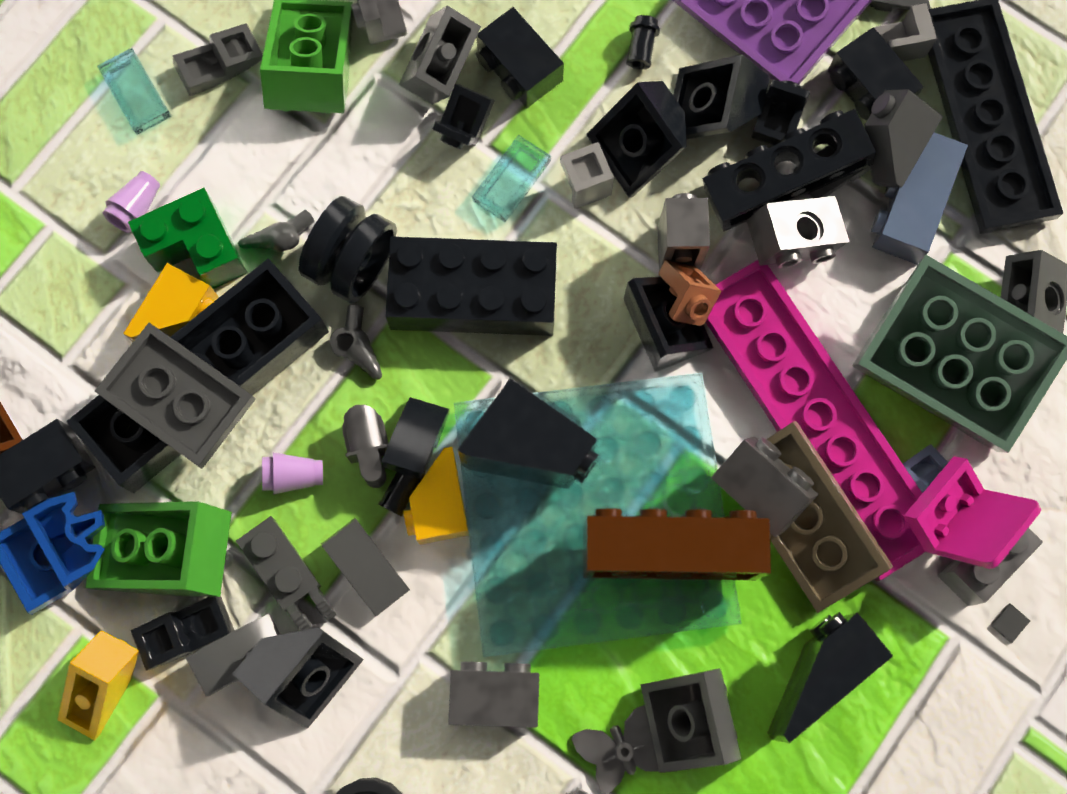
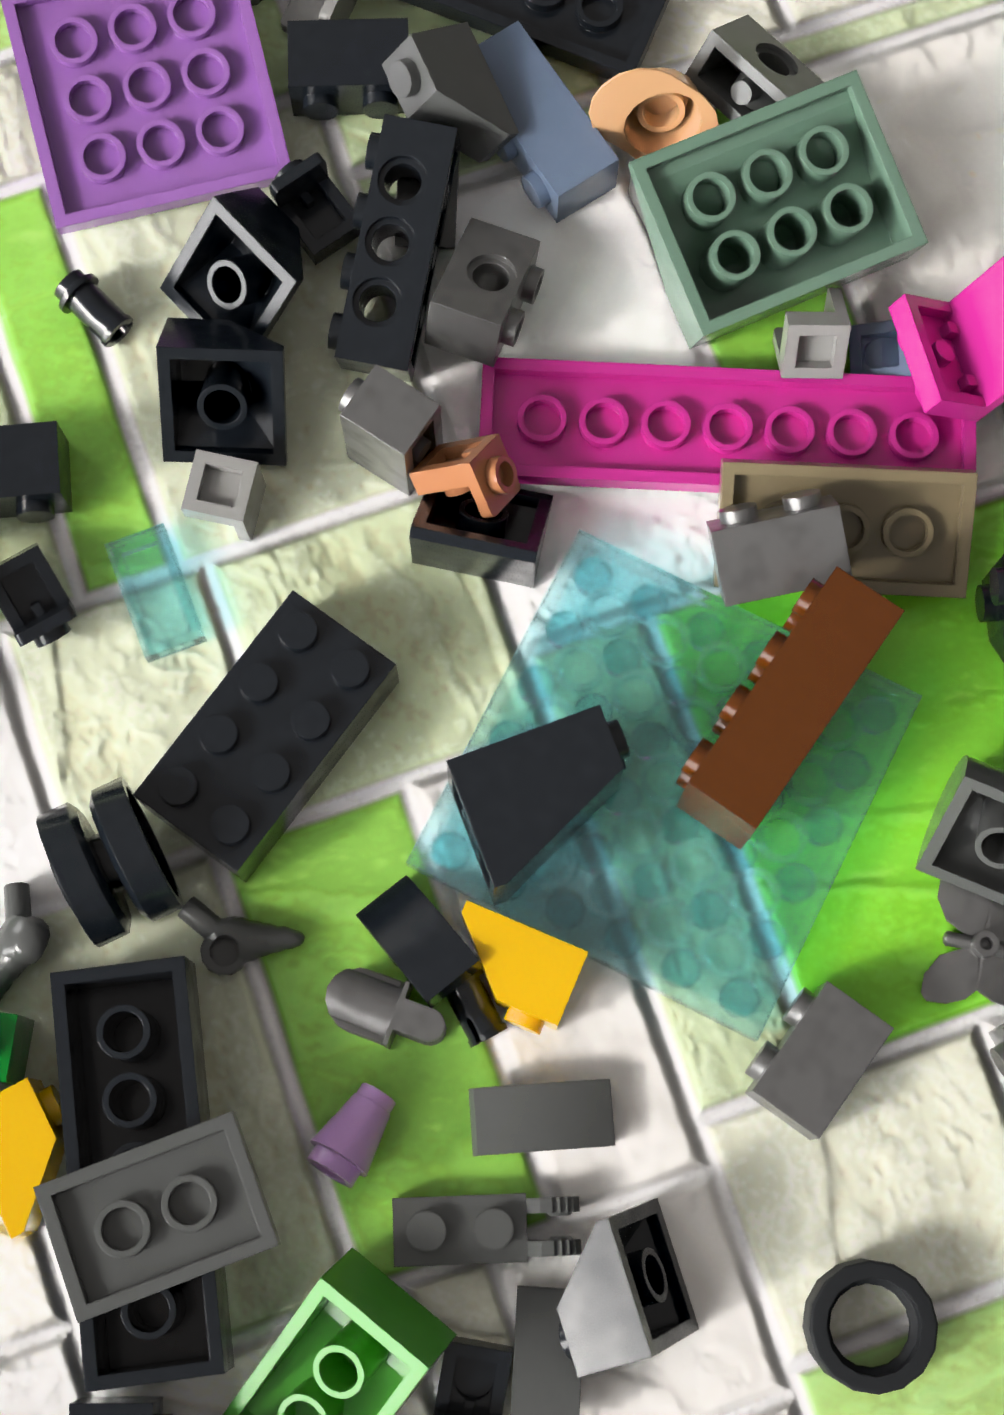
camera: 55 degrees left, 0 degrees up
(903, 428) = (814, 341): none -> light grey panel
(971, 248) = (650, 110): none -> light nougat piece

